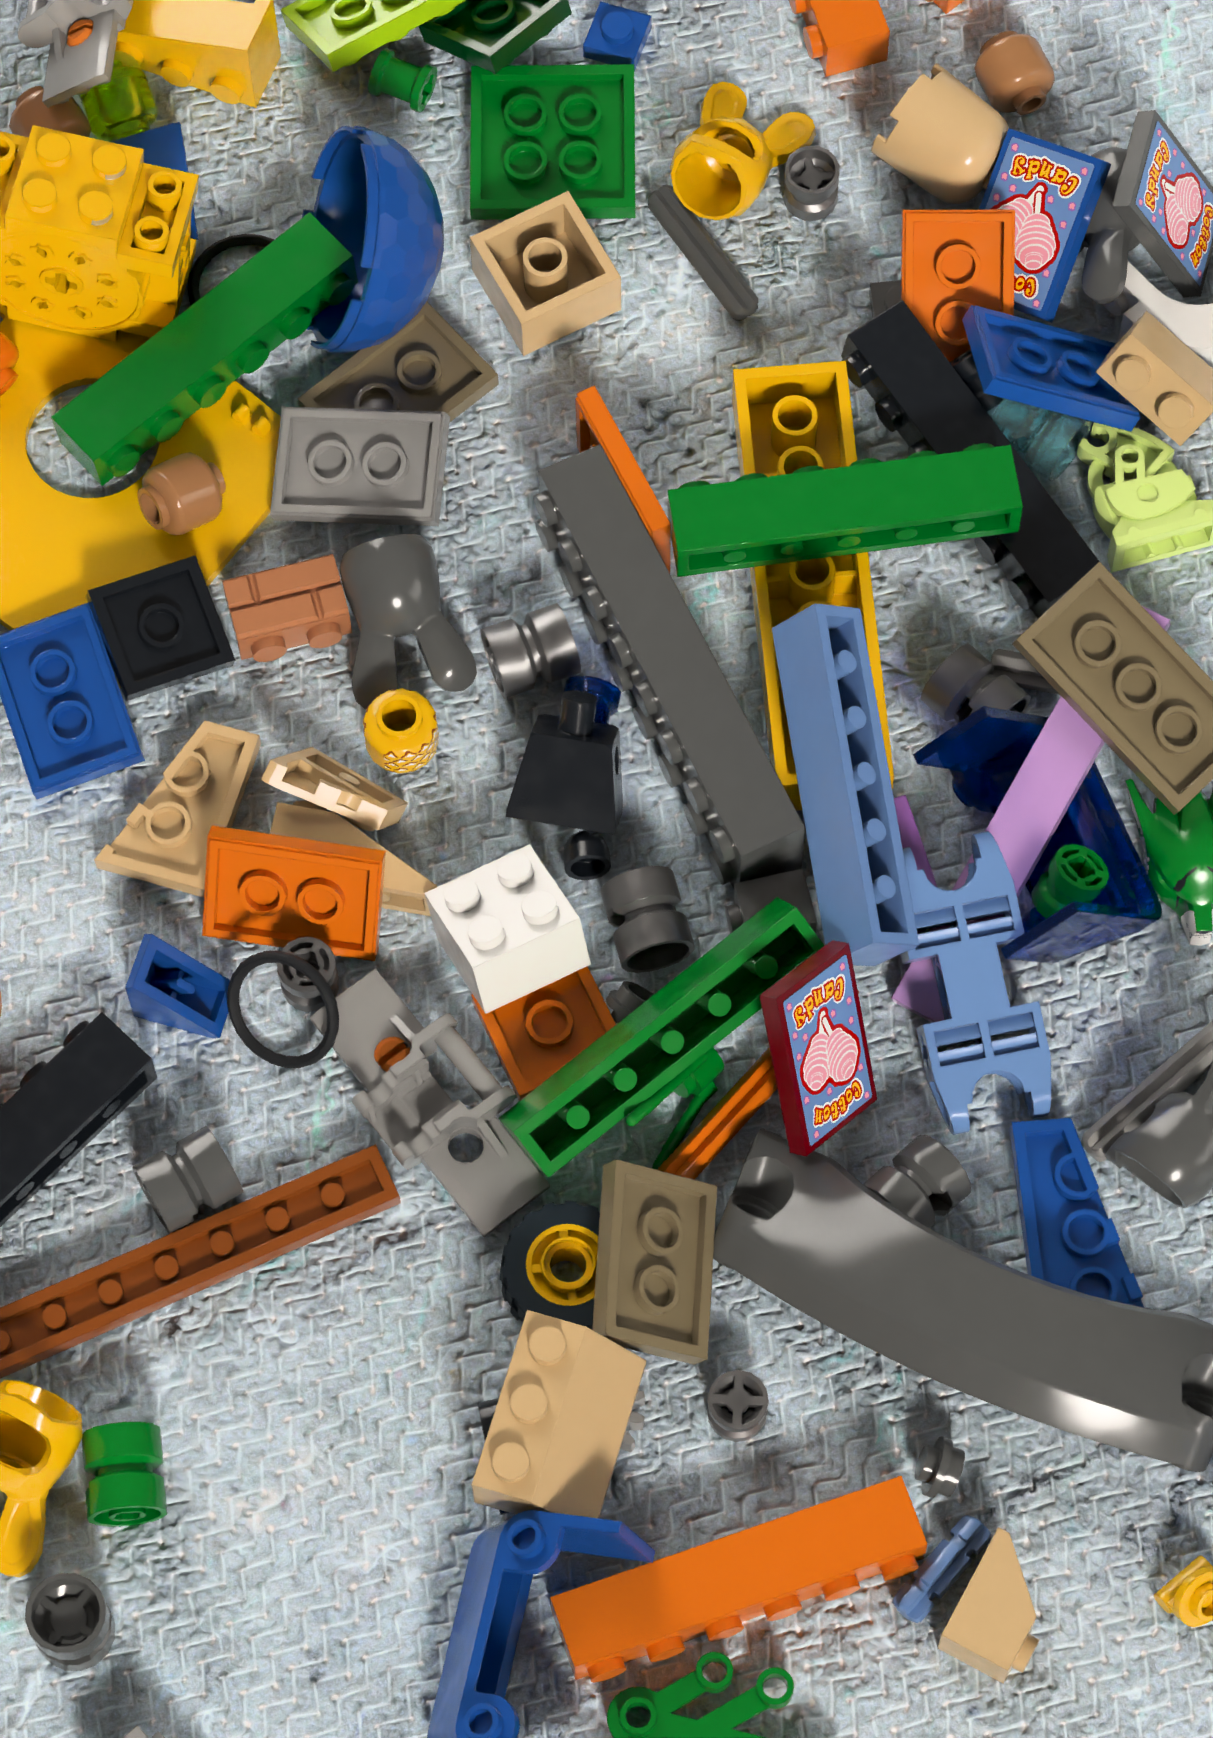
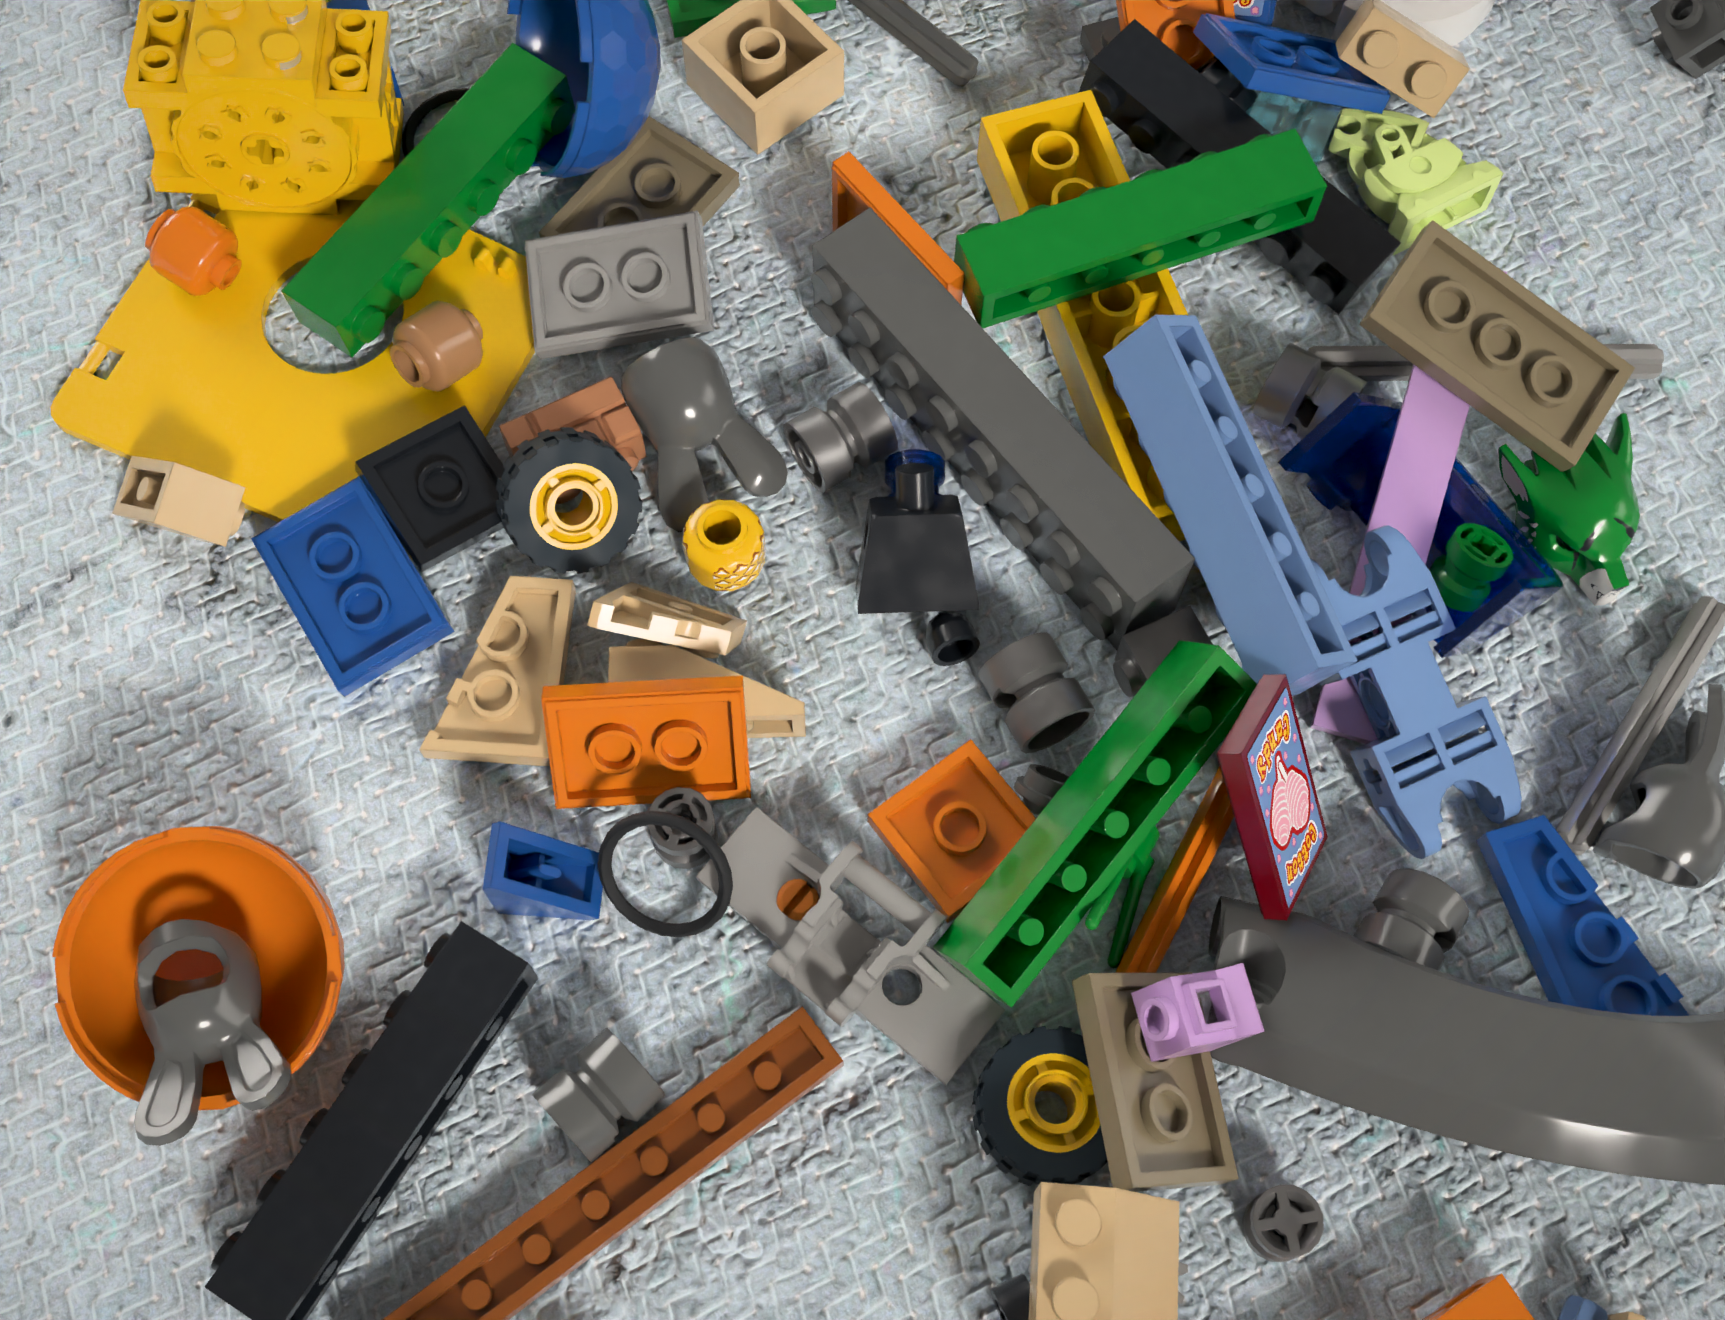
camera: 15 degrees left, 0 degrees up
(276, 696) = (590, 531): none -> black wheel
(508, 928) = (893, 734): white brick -> none
(700, 1212) = (1197, 1012): none -> lavender window
(939, 1468) = (1528, 1247): dark grey plate -> none

